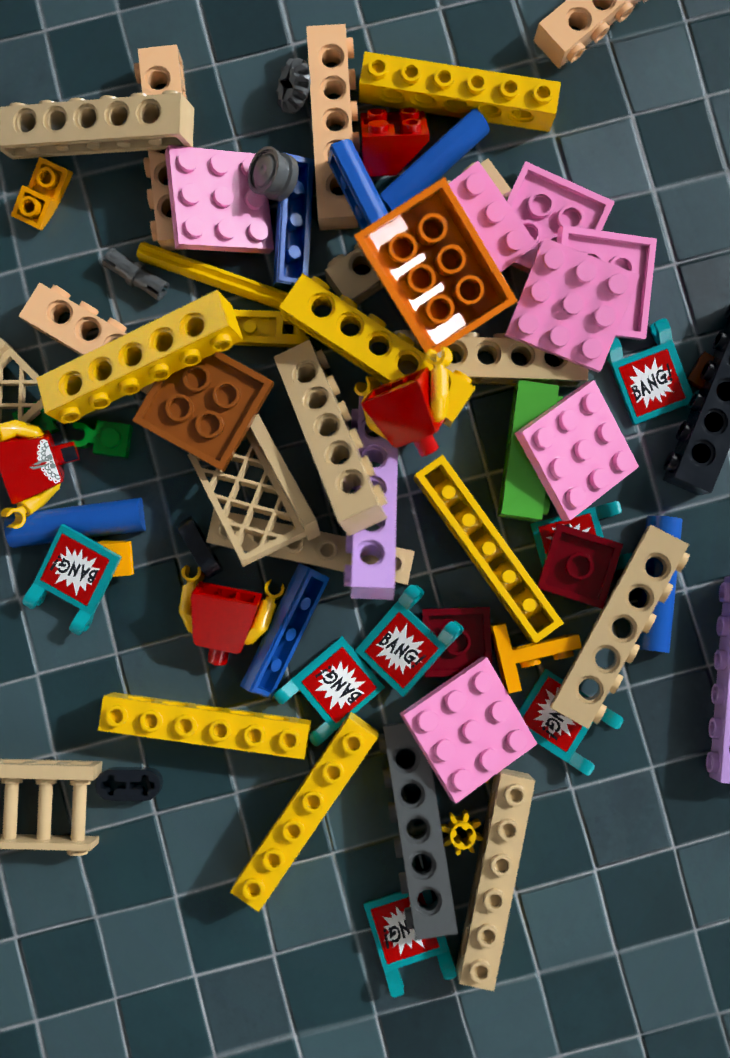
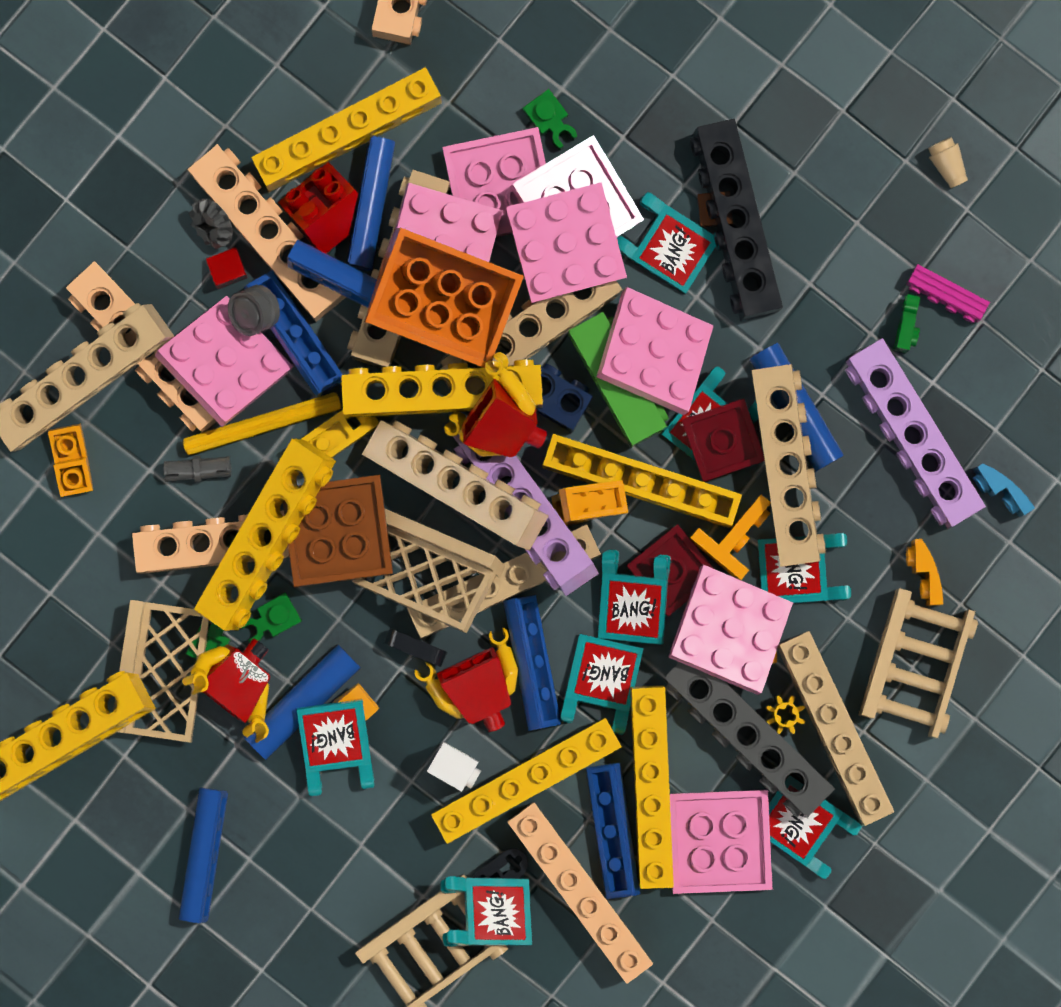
camera: 40 degrees left, 0 degrees up
(94, 818) = (494, 912): none -> flag
(153, 670) = (454, 767): none -> white brick
(180, 854) = (580, 892): none -> light nougat brick
(246, 821) = (613, 830): none -> blue brick
(279, 134) = (226, 268): none -> red slope
(329, 898) = (720, 841): none -> bright pink plate
(431, 534) = (590, 502): none -> light orange bracket
(474, 425) = (559, 389): none -> dark blue brick
(571, 858) = (895, 639): none -> tan fence
(629, 203) = (548, 115): none -> green plate
(671, 787) = (922, 562): none -> light orange slope

